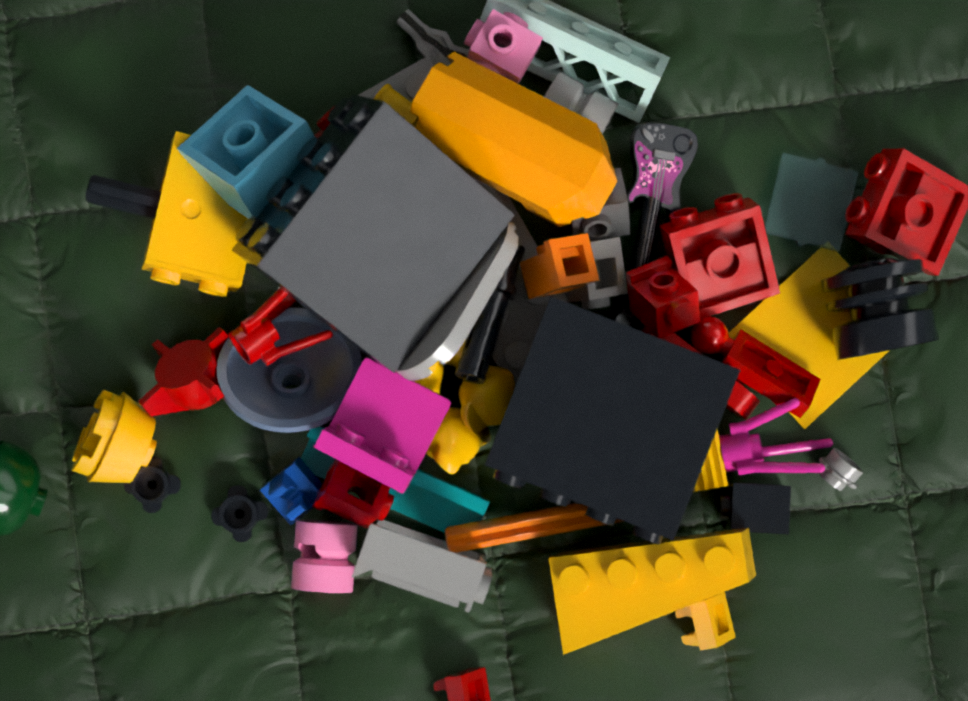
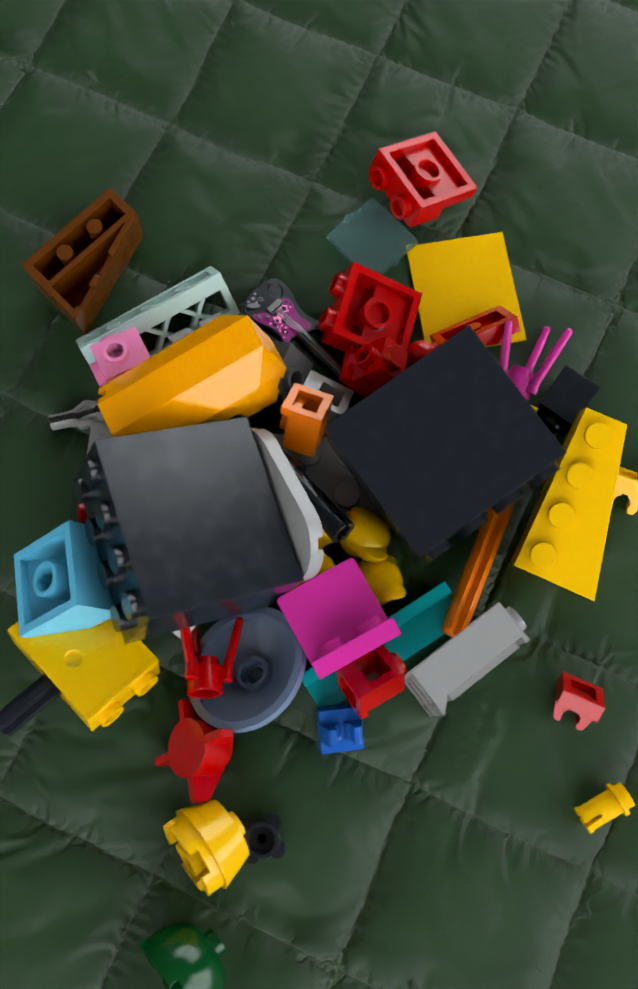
camera: 55 degrees left, 10 degrees down
(226, 513) = (341, 788): black plate -> none
(324, 556) = (405, 737): bright pink wheel -> none
(840, 470) = (578, 327): light grey plate -> none
(879, 308) = (477, 230): black wheel -> none

